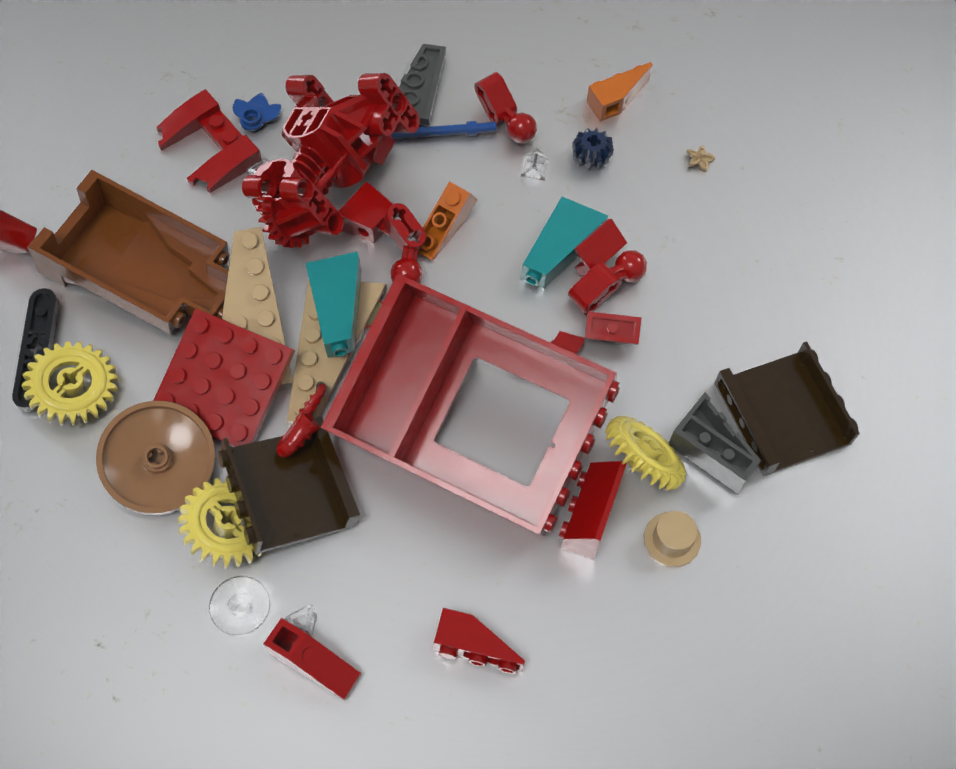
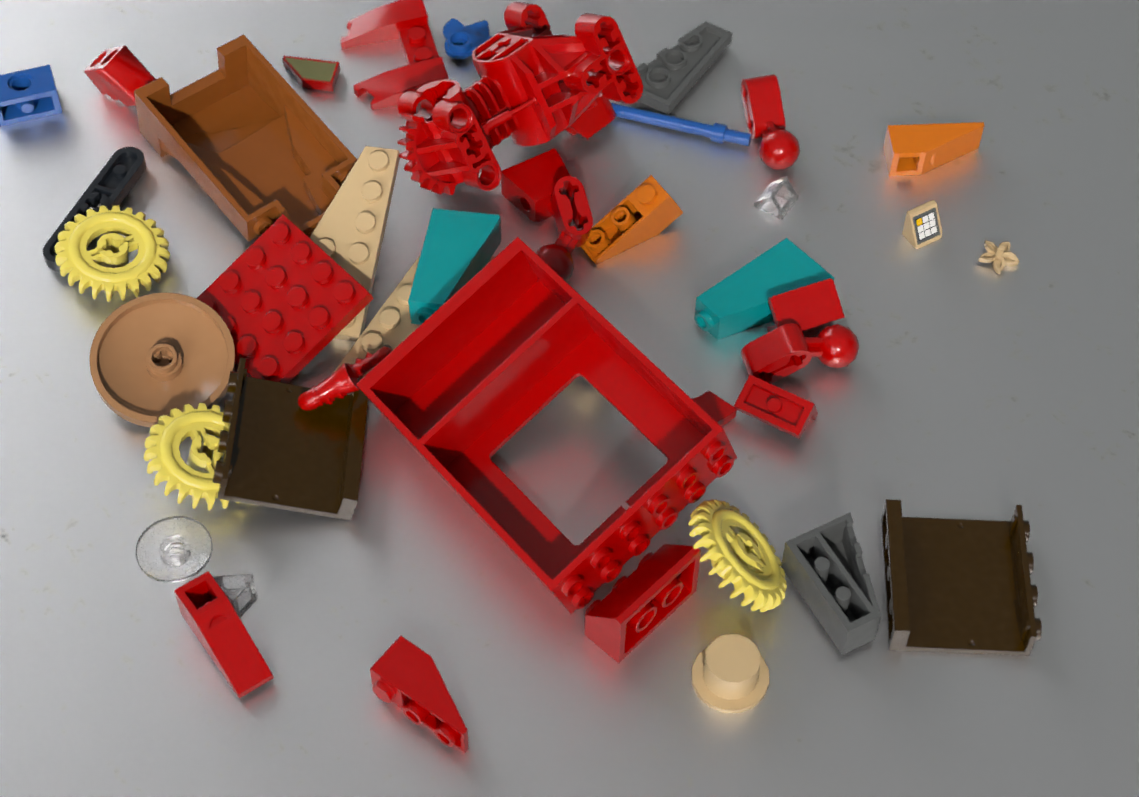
camera: 25 degrees right, 10 degrees down
(150, 178) = (313, 73): none -> tile
(592, 148) = (859, 199): dark blue gear -> none
(642, 153) = (922, 225): none -> slope

